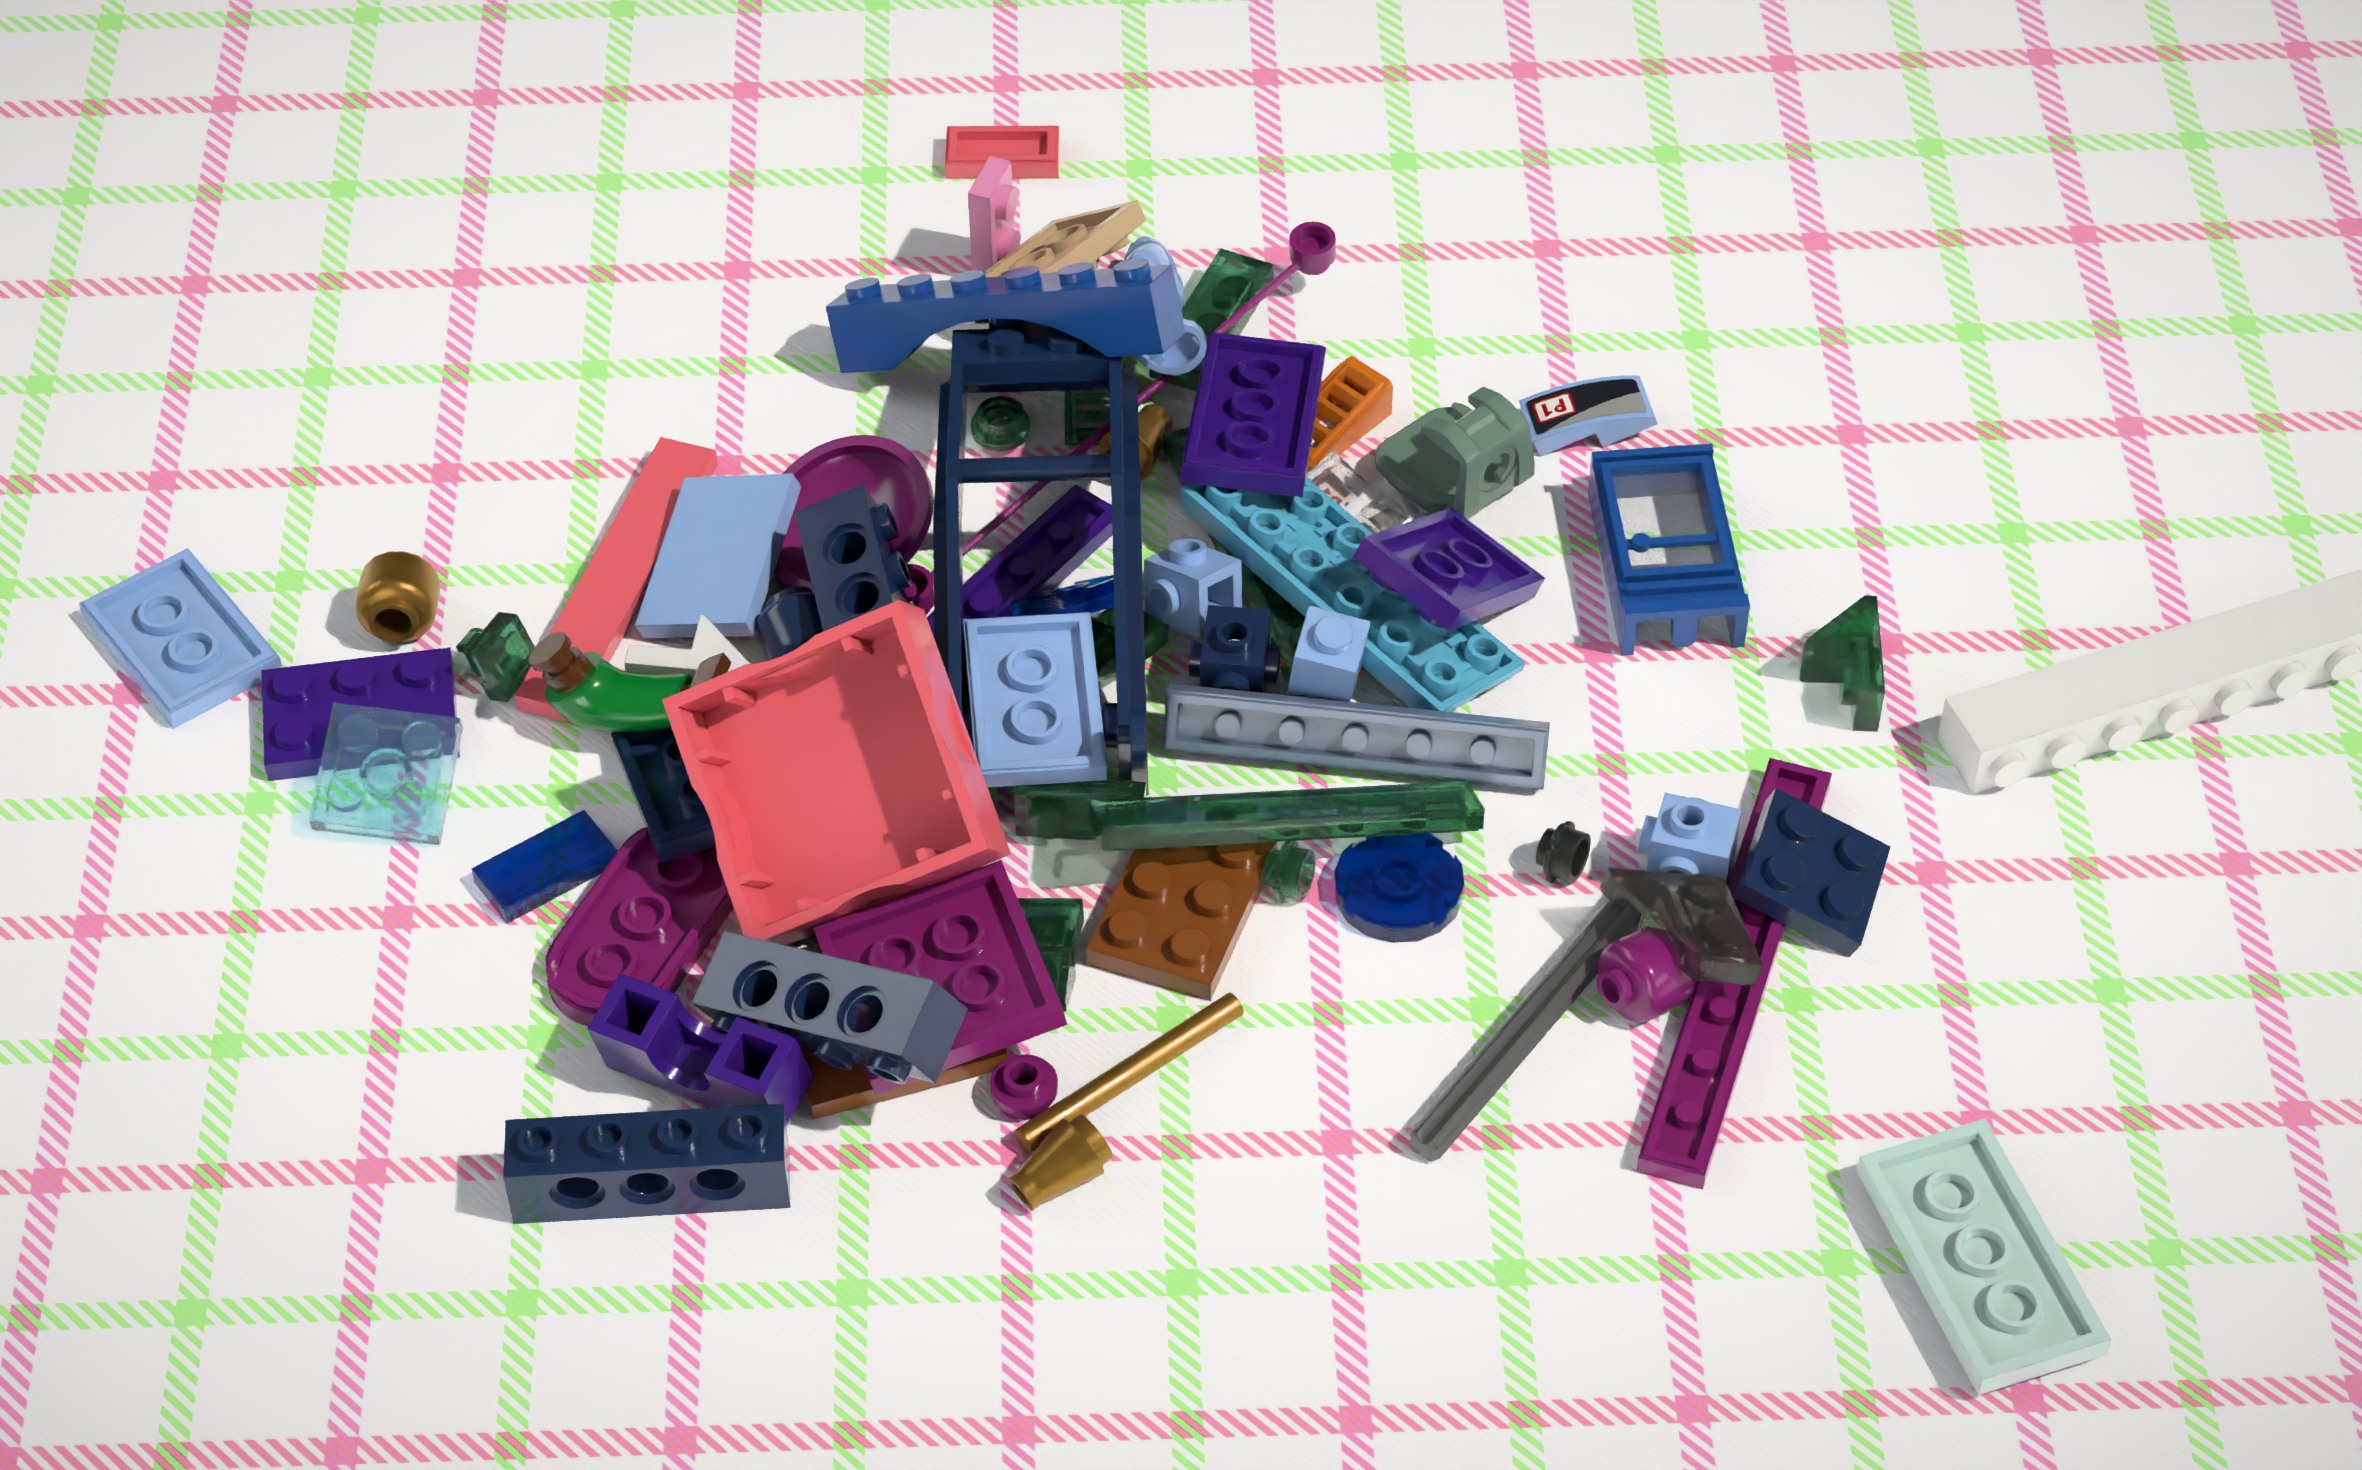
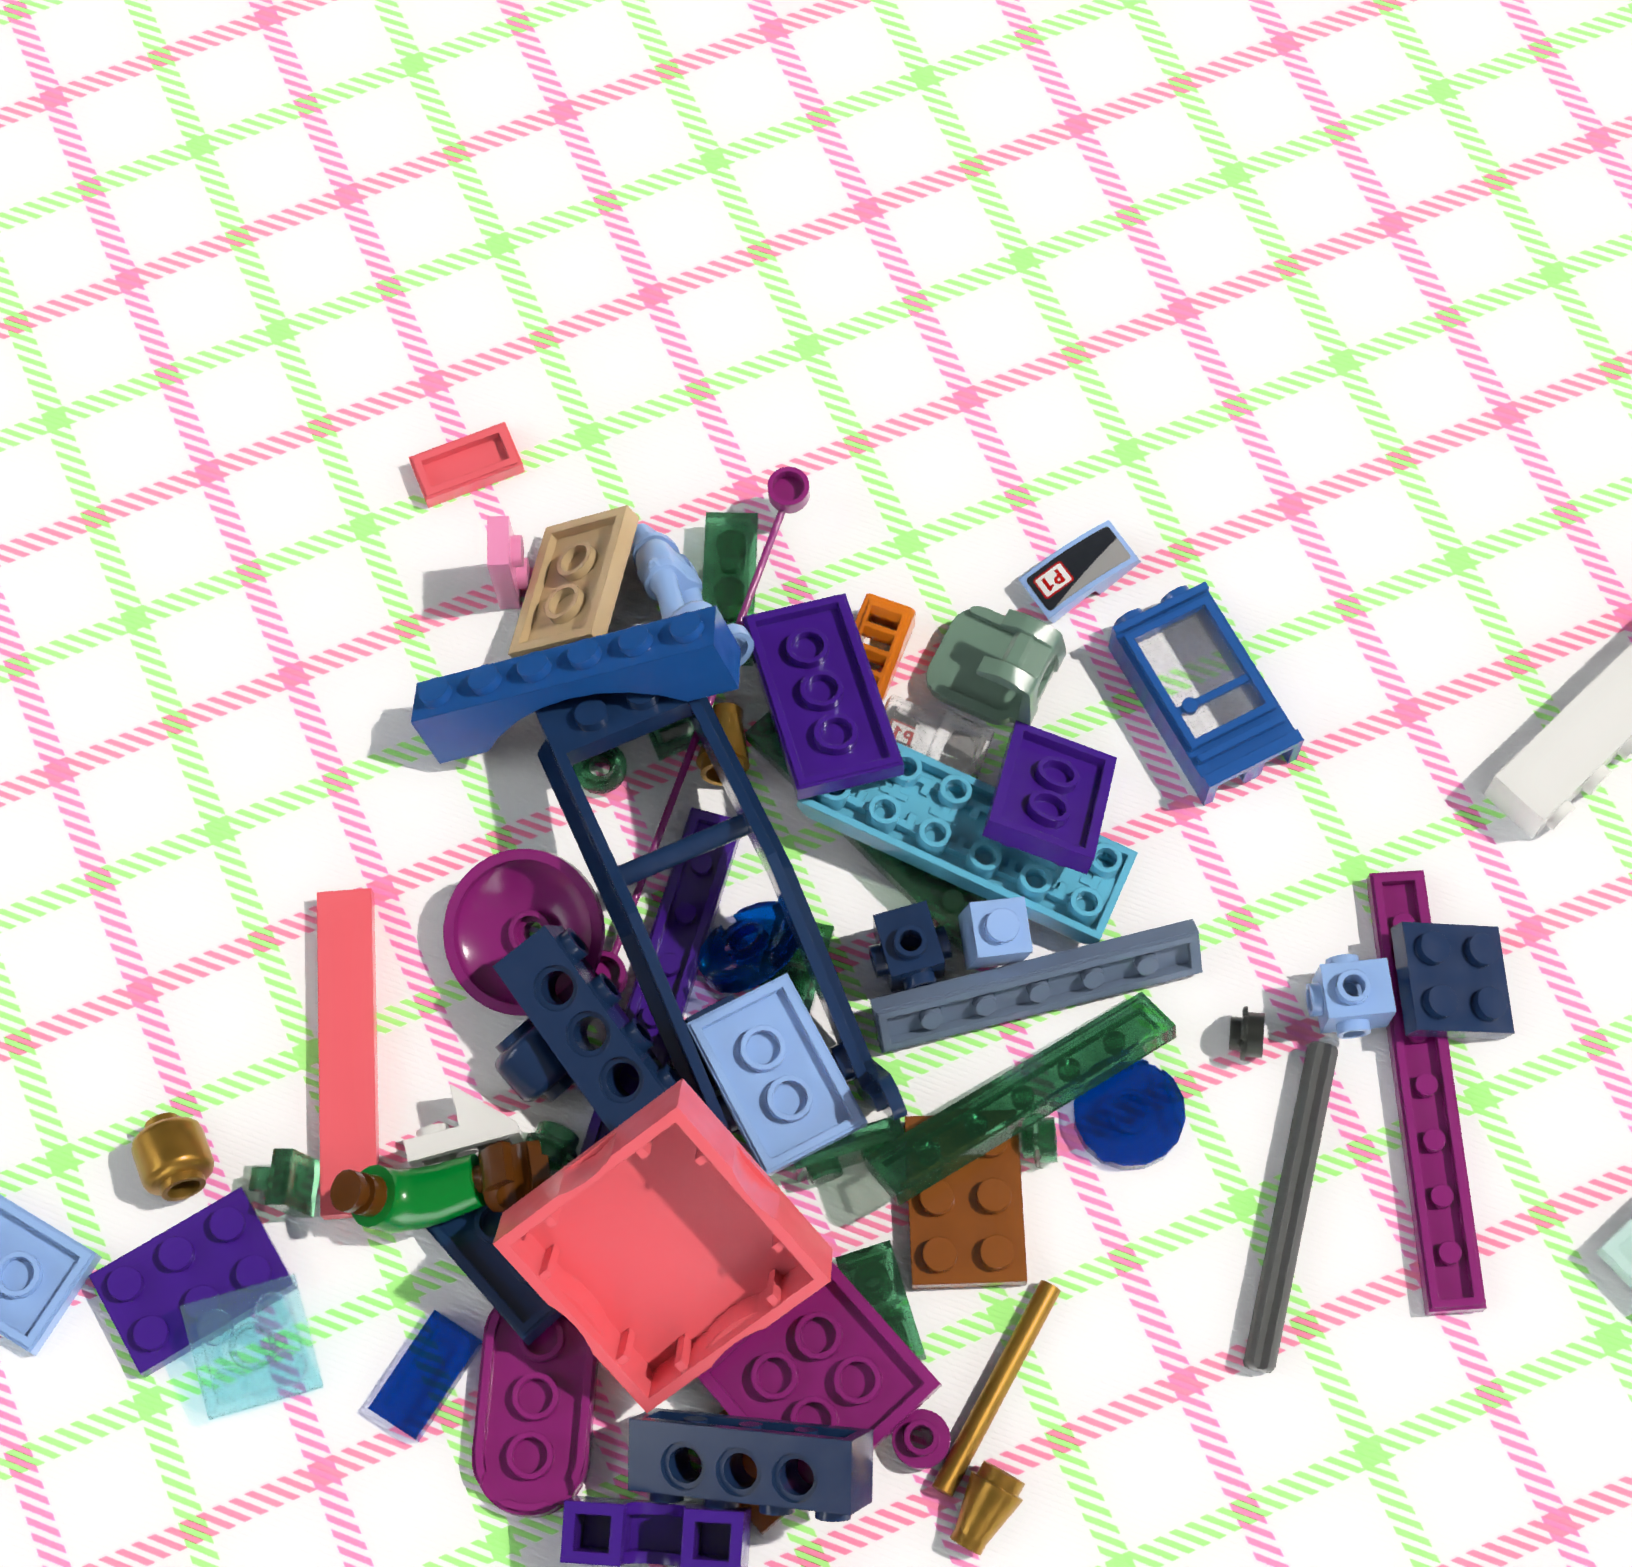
camera: 20 degrees left, 20 degrees up
(718, 555) = (430, 1008): light blue tile -> none
(1187, 580) = (844, 888): light blue brick -> none
(1643, 975) = (1365, 1133): magenta head -> none
(1694, 917) = (1388, 1080): clear smoke wing -> none
(1850, 654) = (1400, 744): clear green slope -> none

